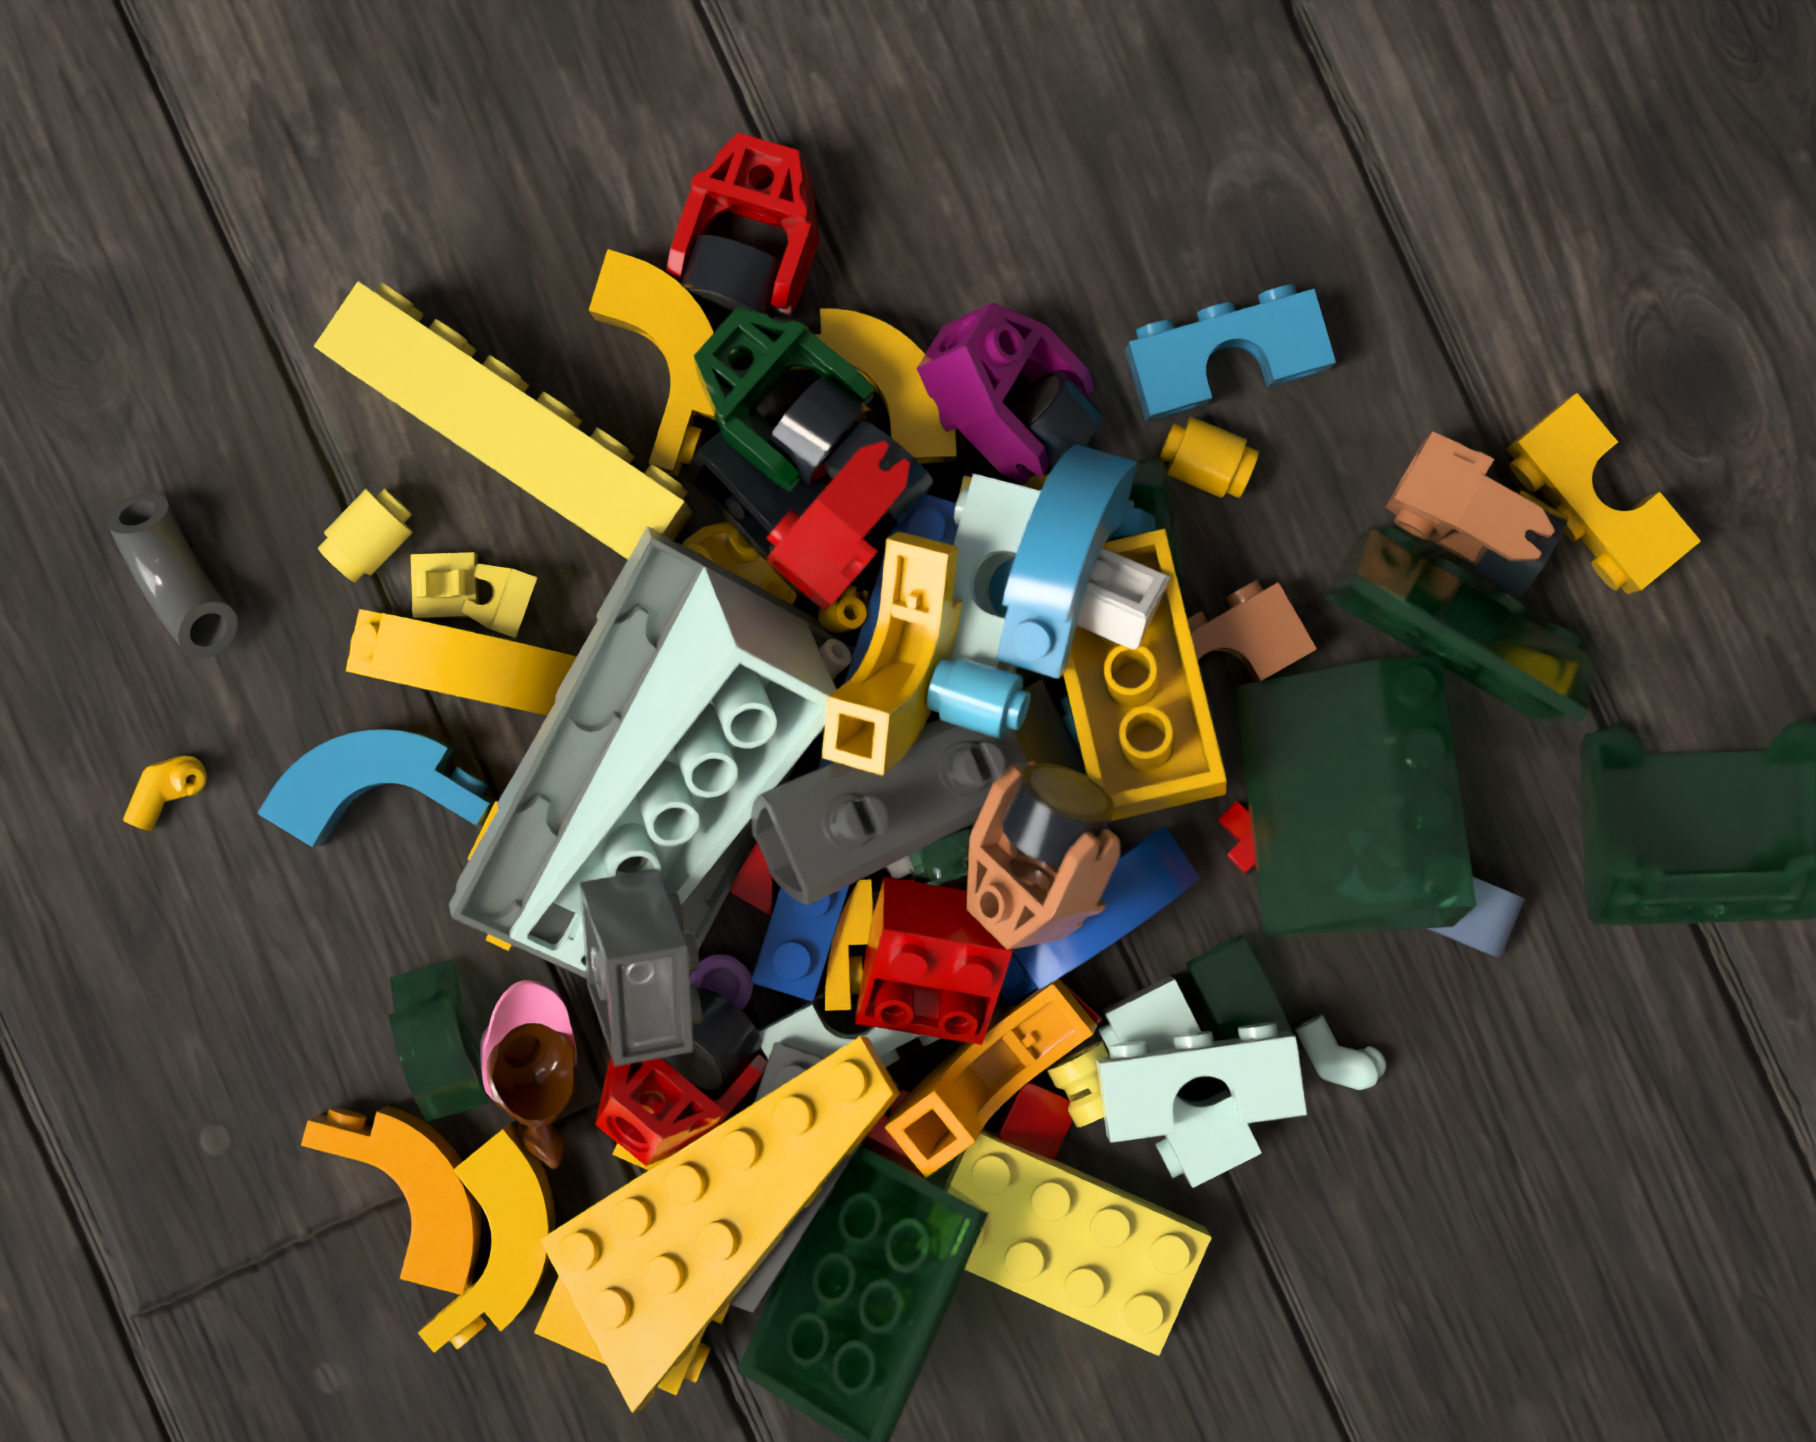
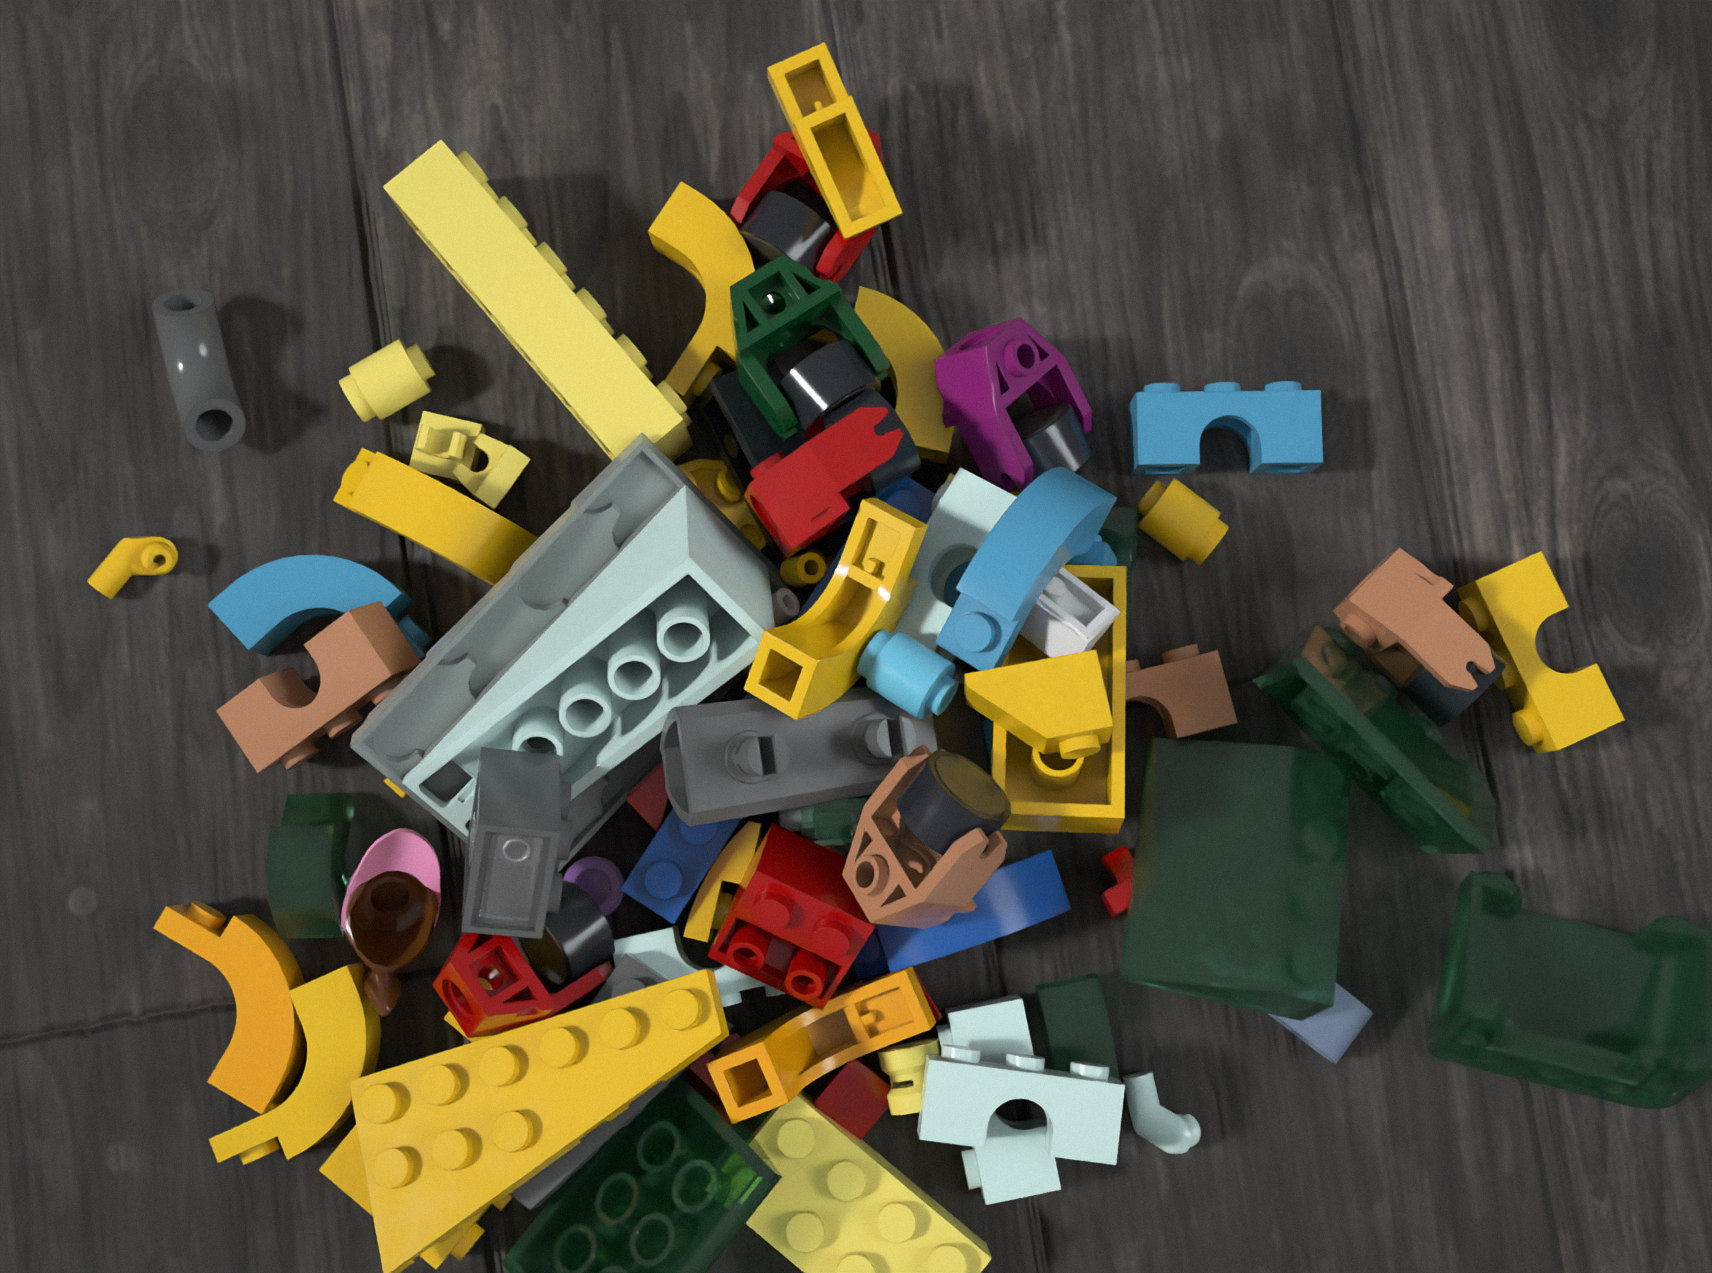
camera: 15 degrees right, 5 degrees down
(426, 828) = (357, 661): none -> nougat arch
(756, 174) = (833, 141): none -> yellow slope
(1122, 690) = (1047, 702): none -> yellow slope

